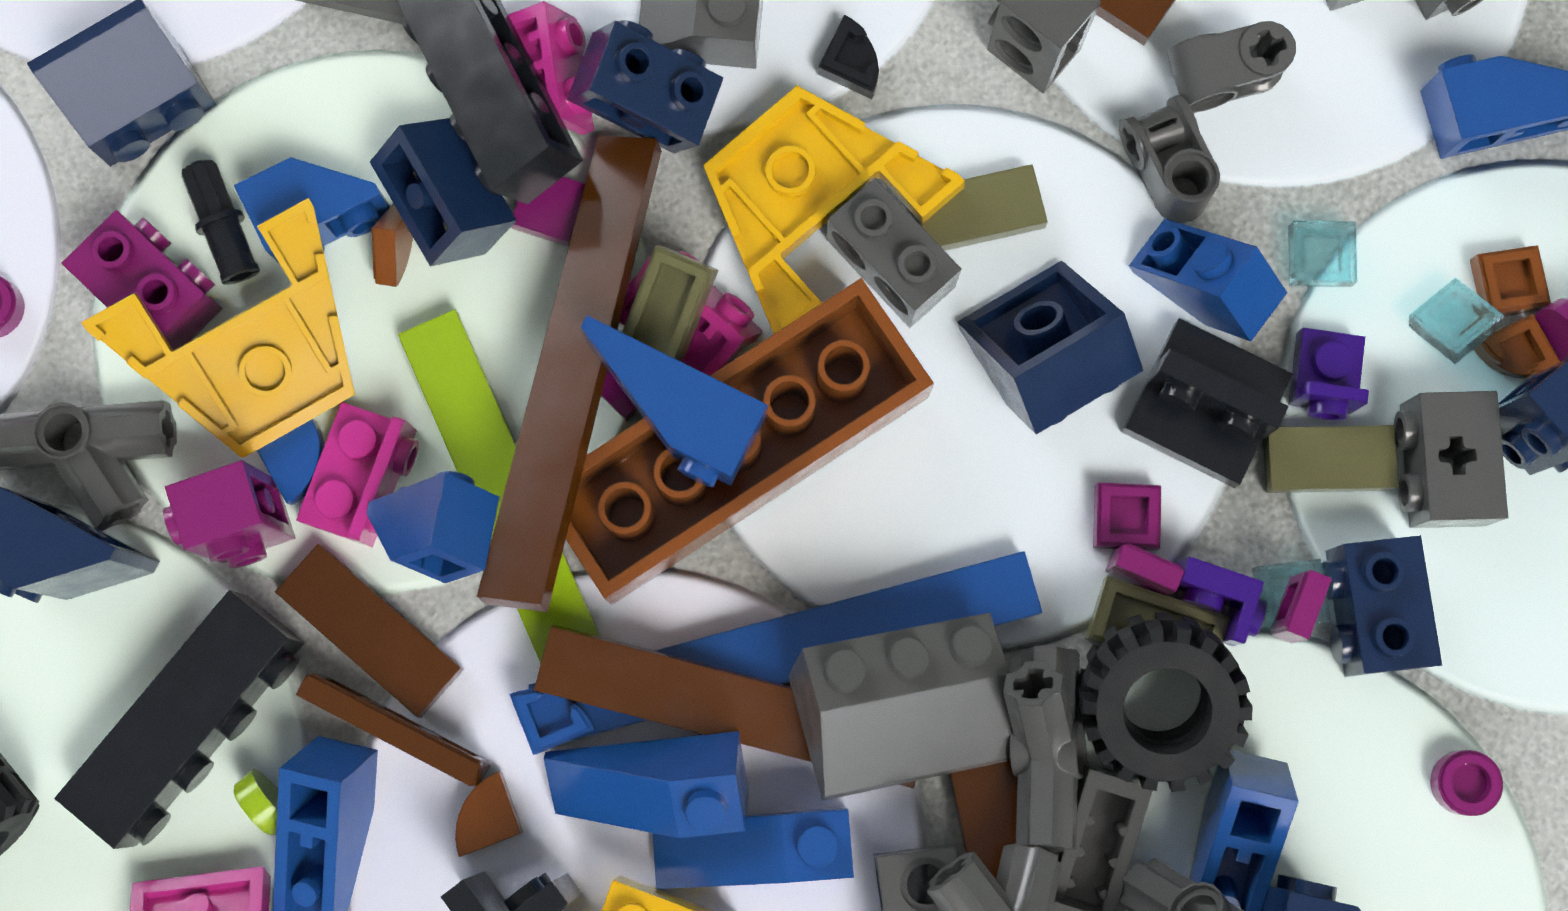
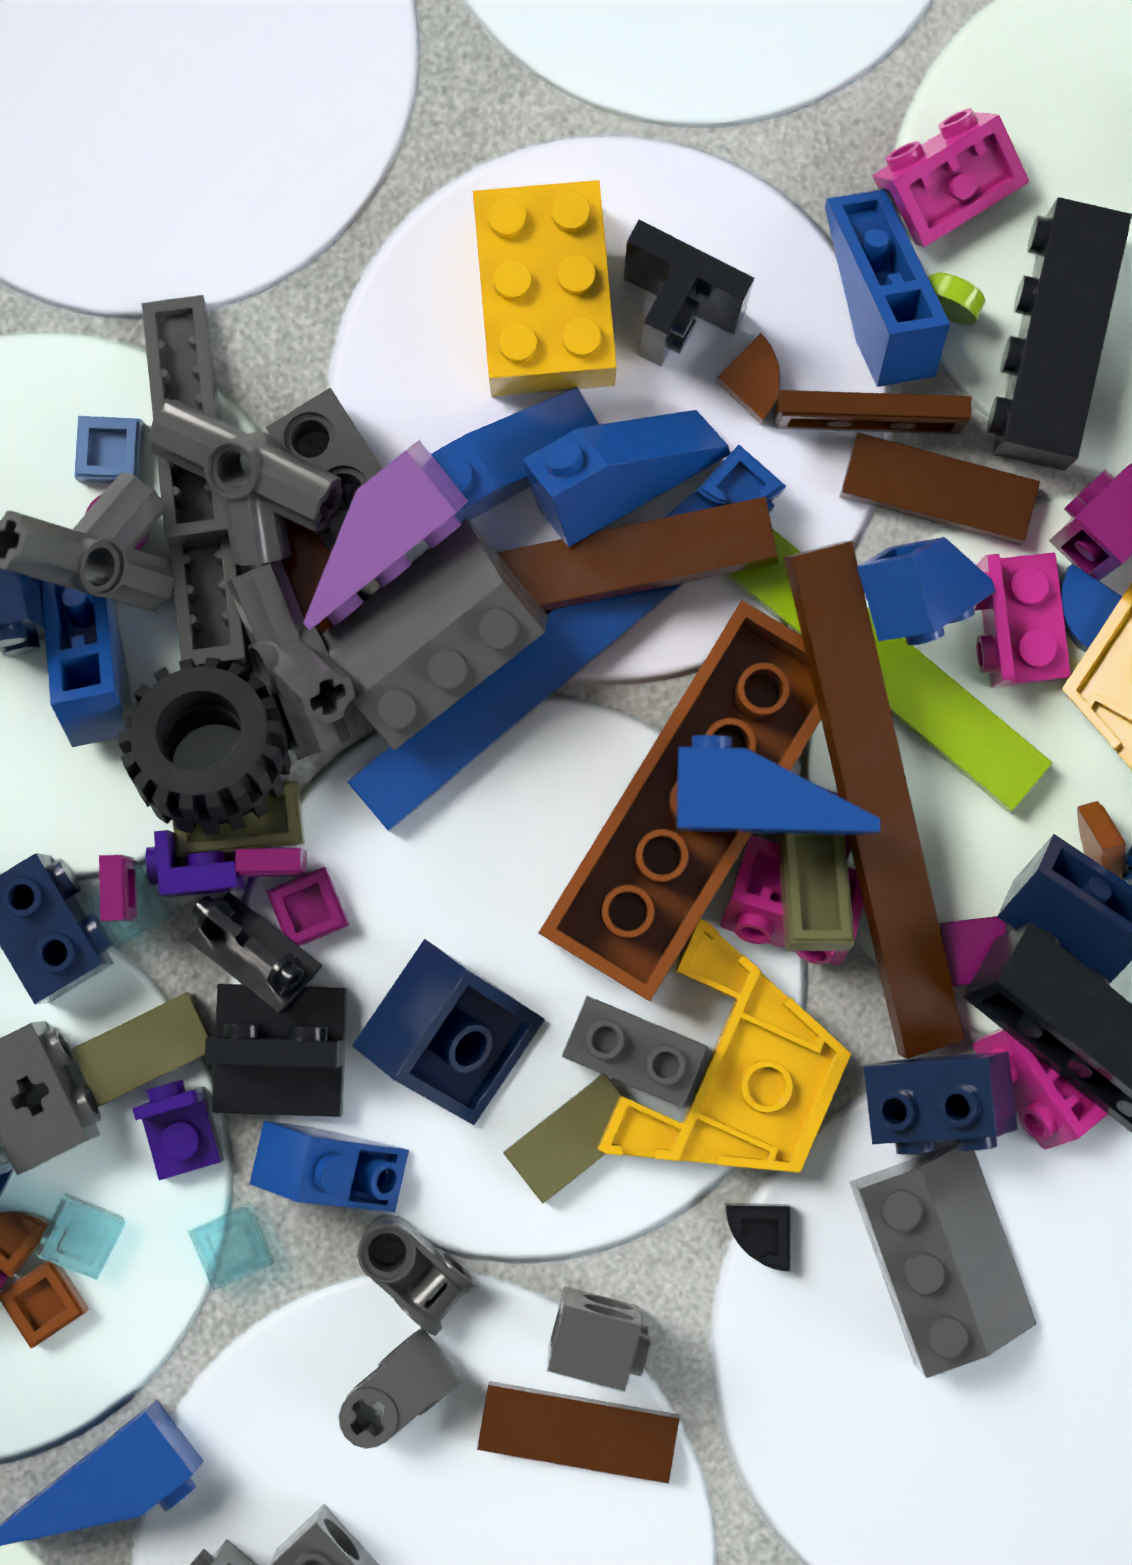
camera: 155 degrees right, 5 degrees up
(894, 829) = (386, 519): none -> medium lavender slope
(1196, 497) = (252, 950): none -> black hinge

